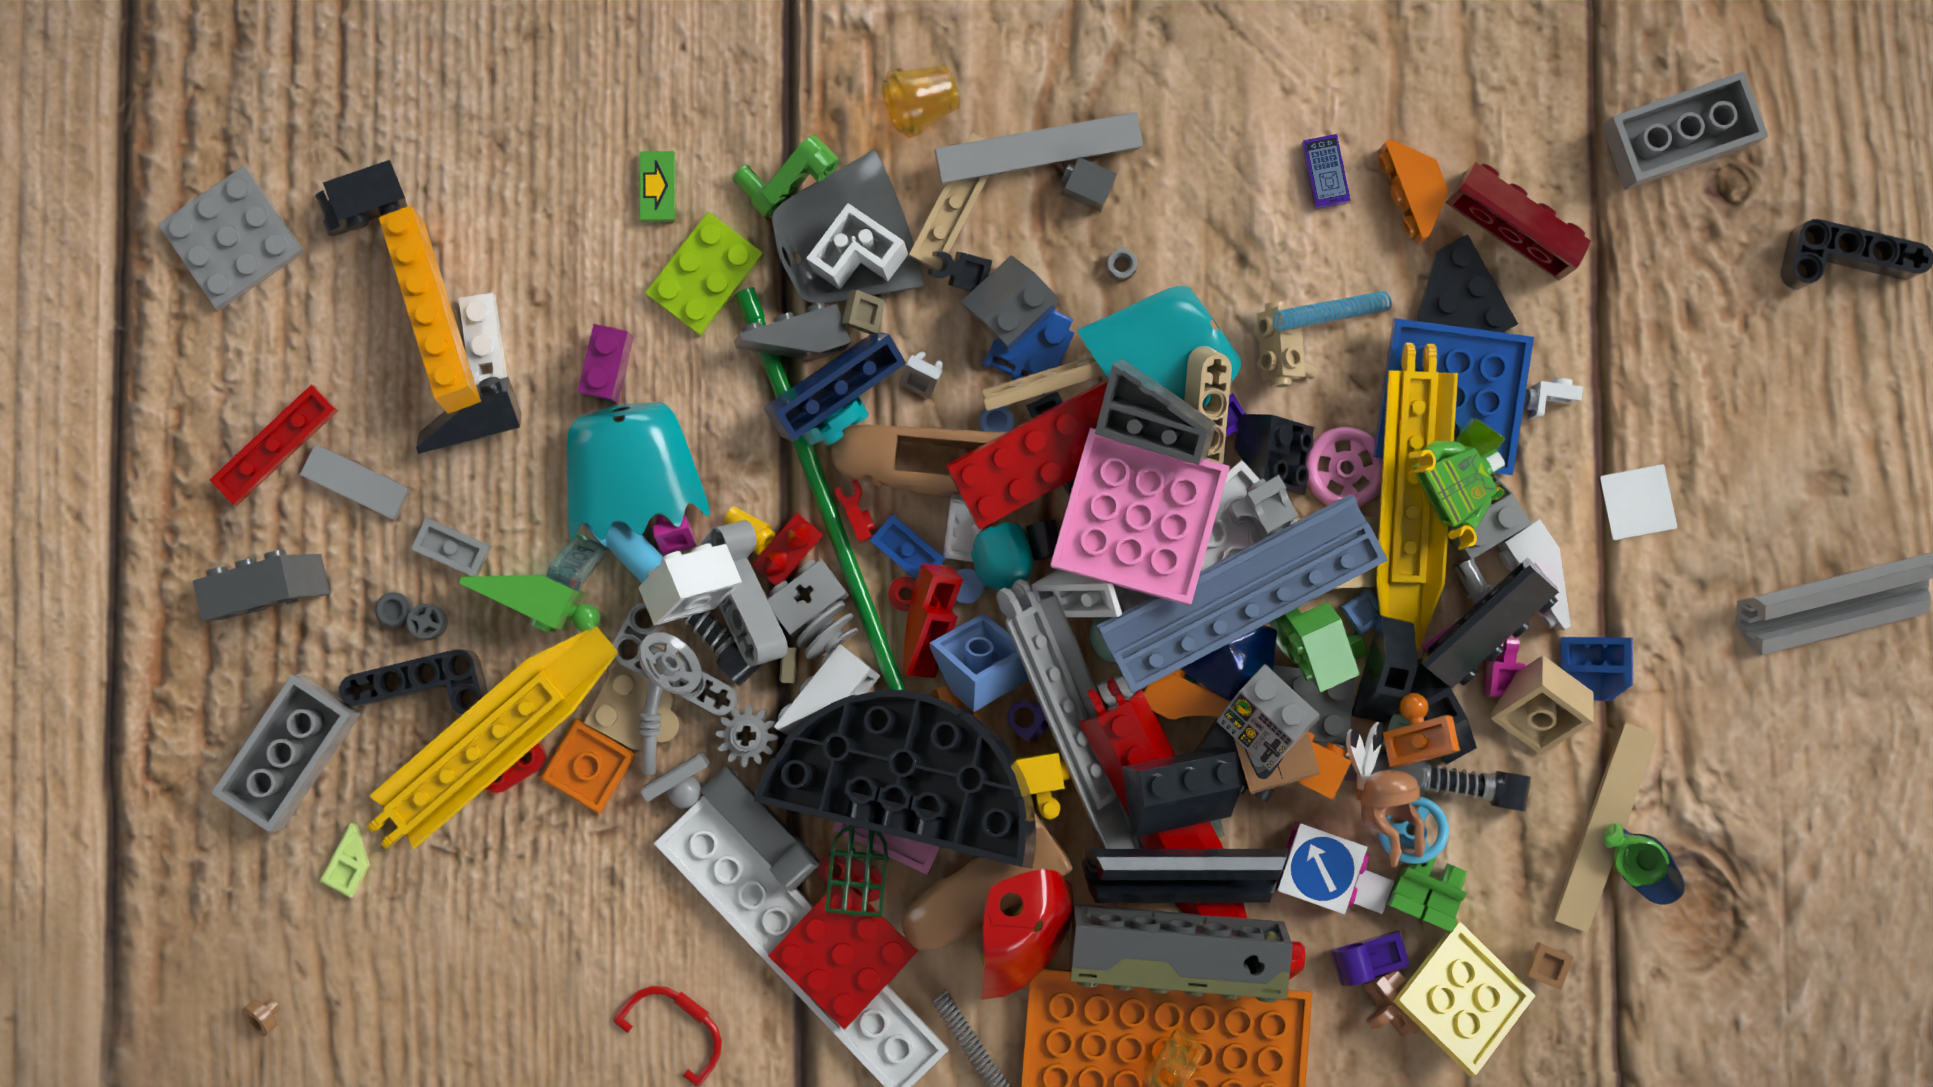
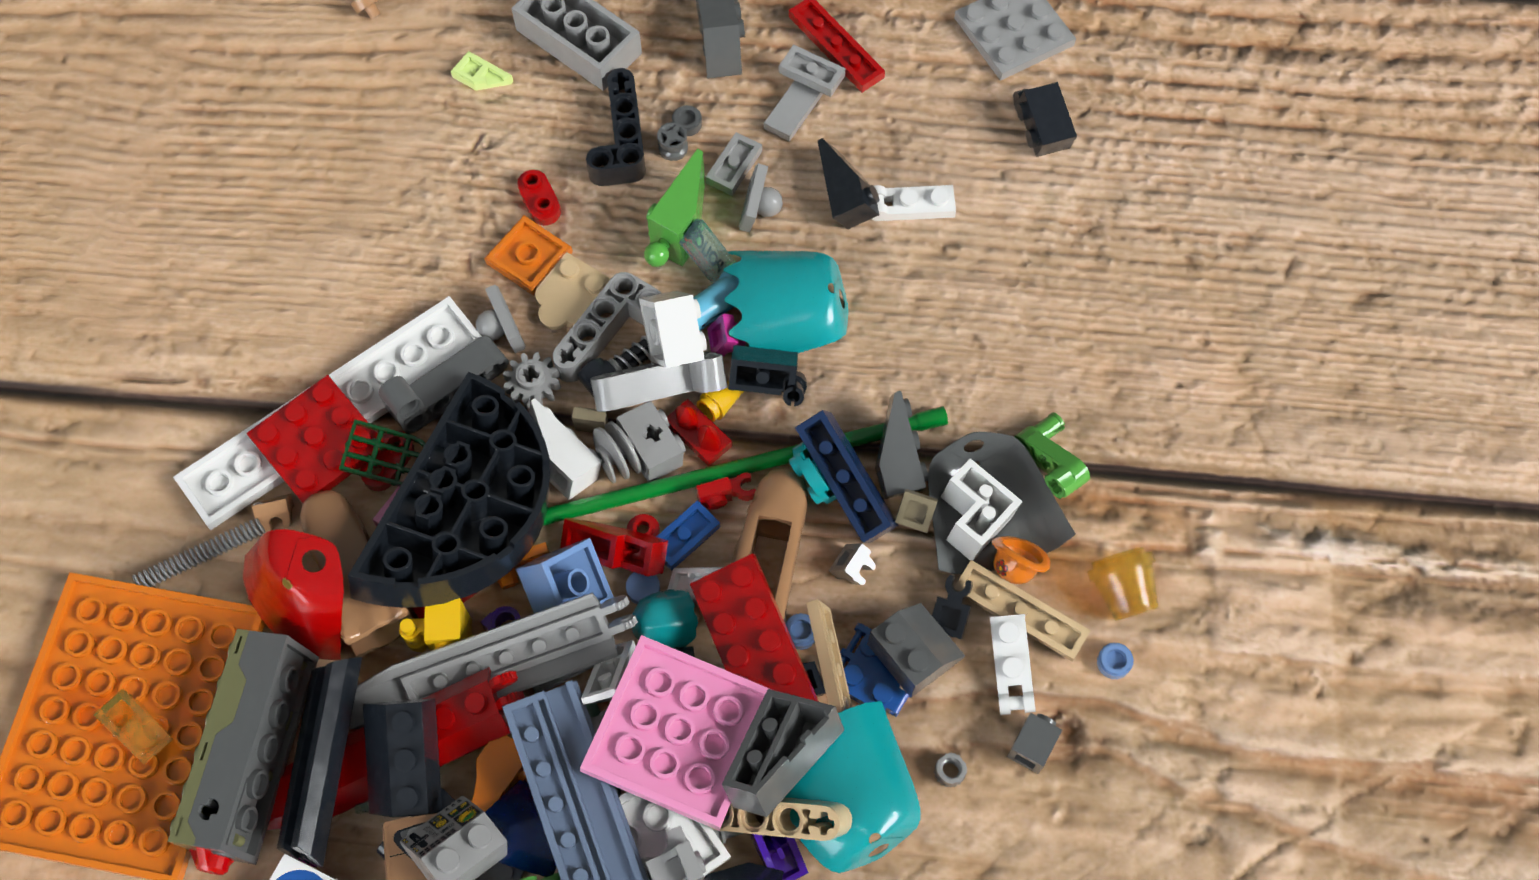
camera: 95 degrees right, 20 degrees down
(321, 468) = (812, 70): none -> light grey plate
(429, 310) = (940, 152): light orange brick -> none
(490, 737) = (566, 178): yellow hinge -> none
(497, 514) = (759, 200): none -> light grey tile
(605, 363) = (884, 292): magenta brick -> none
(657, 186) = (1047, 351): bright green tile -> none
(663, 670) = (593, 303): light grey dish -> none
(692, 1009) = (296, 320): red piece -> none
(704, 273) = (963, 384): lime plate -> none
(722, 481) = (767, 373): none -> black hinge
(902, 204) = (1019, 559): none -> orange hat
(920, 985) = (274, 507): none -> medium nougat tile
(995, 109) = (1115, 661): none -> medium blue tile
(1010, 209) = (1012, 662): none -> white plate
(1038, 148) = (1073, 697): light grey tile -> none

